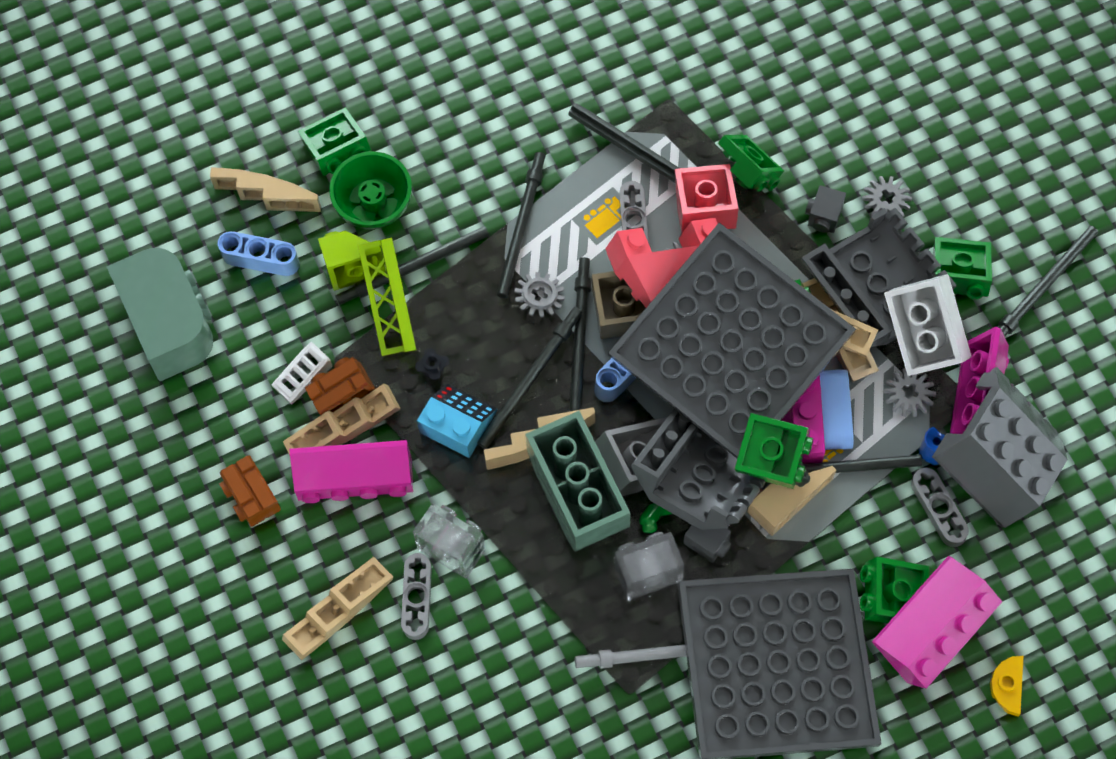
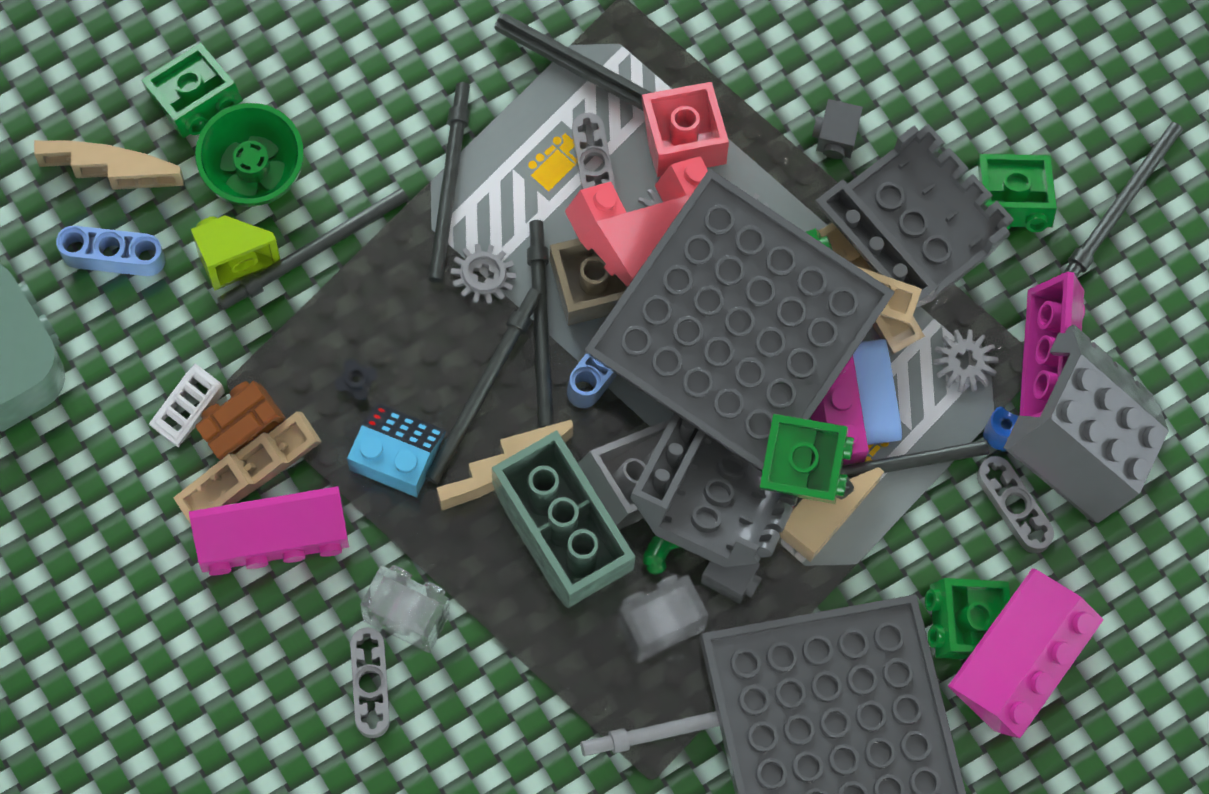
camera: 15 degrees left, 5 degrees up
(249, 490) = (139, 567): dark orange brick -> none
(337, 608) = (271, 708): tan slope -> none
(397, 292) = (302, 292): lime fence -> none
(752, 164) = (743, 82): green plate -> none
(876, 194) = (899, 103): light grey gear -> none
(928, 325) = (982, 275): white brick -> none
(1007, 685) = (1117, 721): yellow plate -> none

